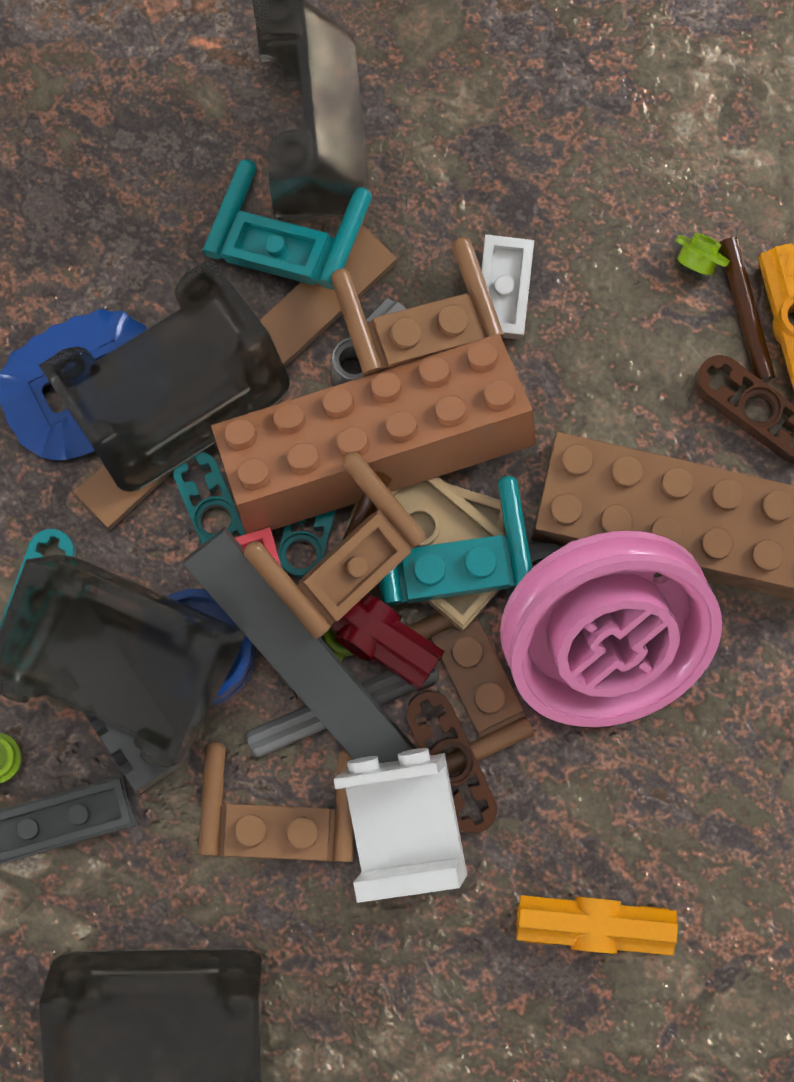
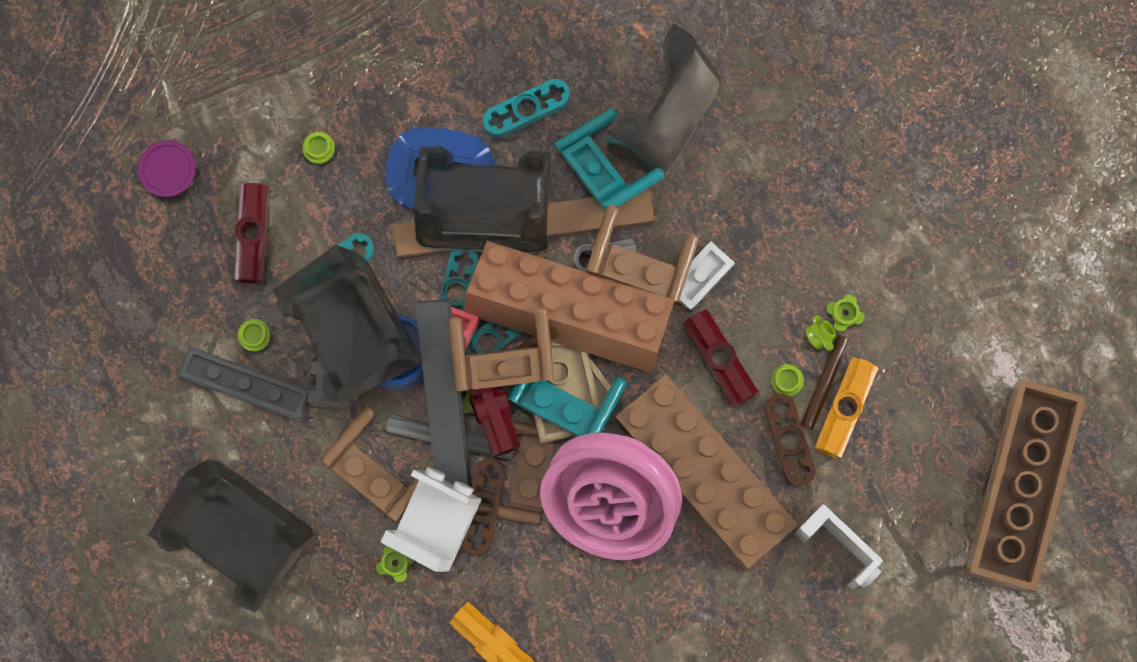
camera: 45 degrees right, 0 degrees up
(141, 195) = (529, 95): none -> teal beam
(384, 928) = (386, 567): none -> lime plate
(634, 381) = (710, 339): none -> dark red piece
(700, 338) = (787, 380): none -> lime plate
(718, 200) = (854, 316): none -> lime plate

